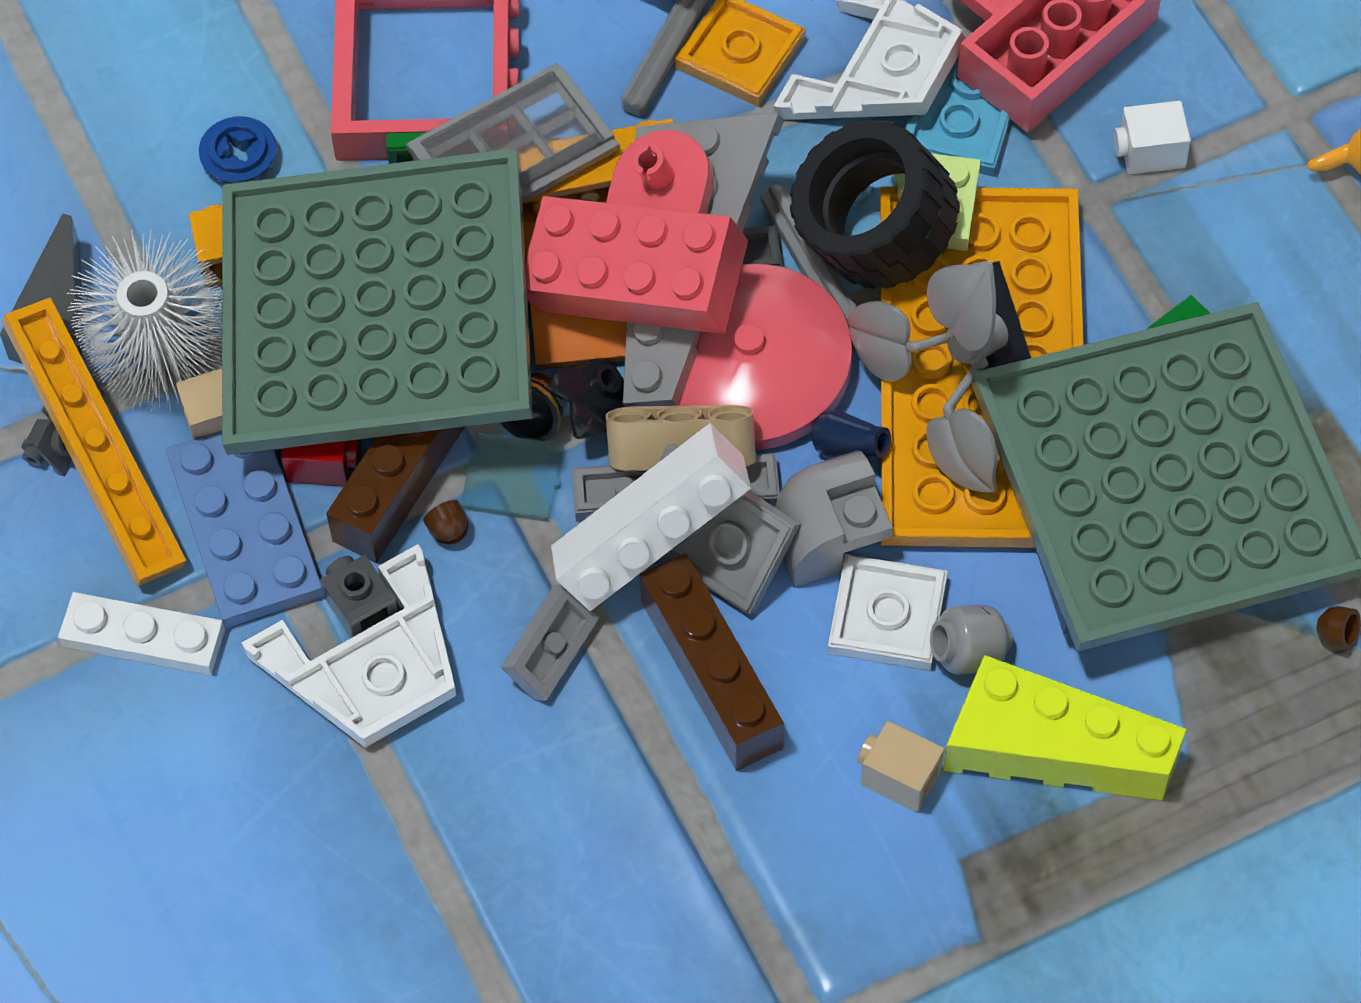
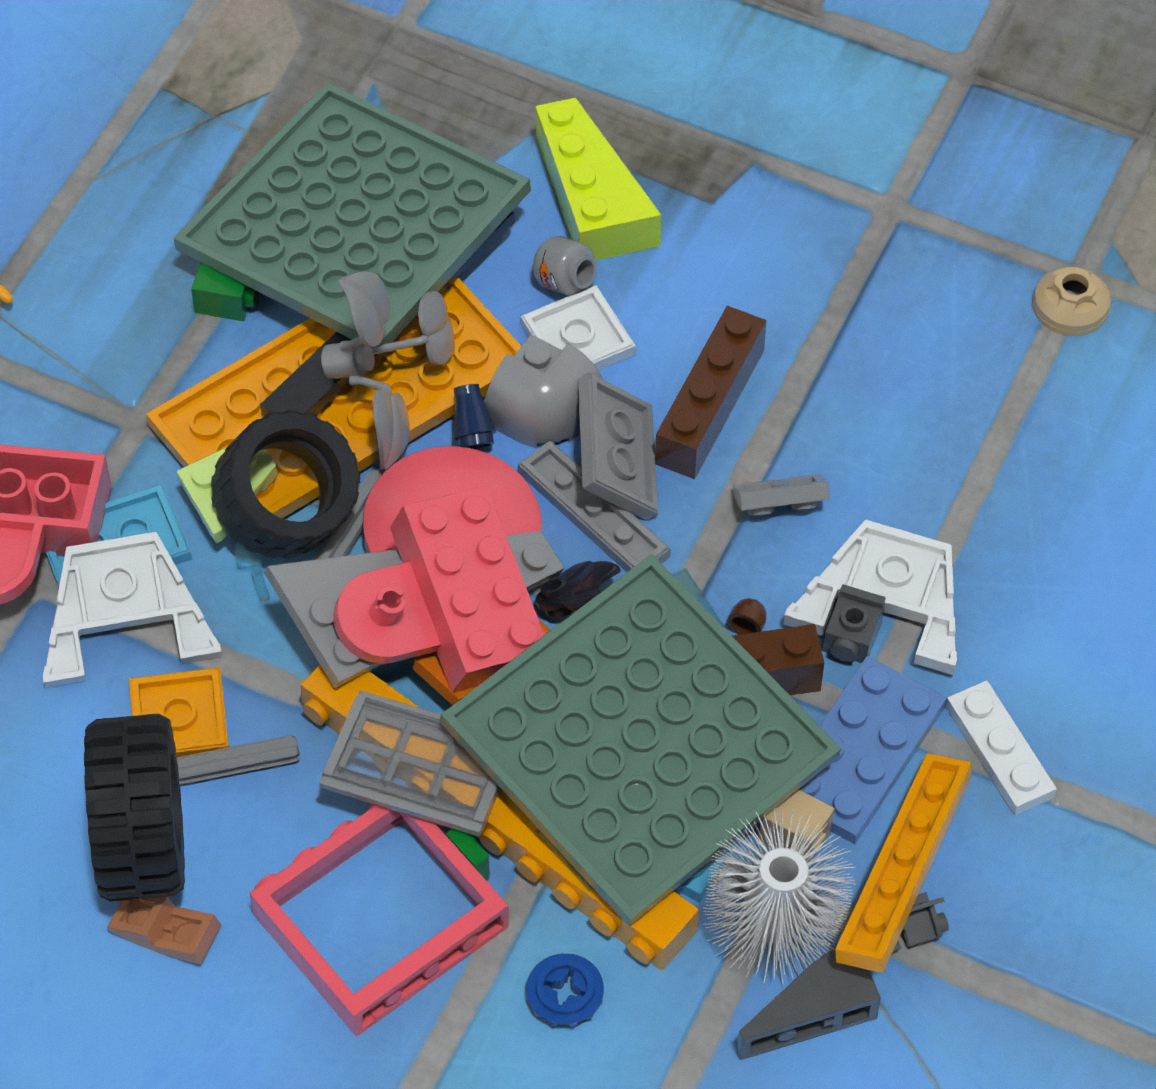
camera: 130 degrees left, 5 degrees down
(642, 432) = (546, 502): tan beam -> none
(650, 517) = (657, 453): white brick -> none
(900, 765) = (685, 251): tan brick -> none
(1153, 137) = (59, 398): white brick -> none
(1339, 627) = (378, 94): reddish brown hinge -> none

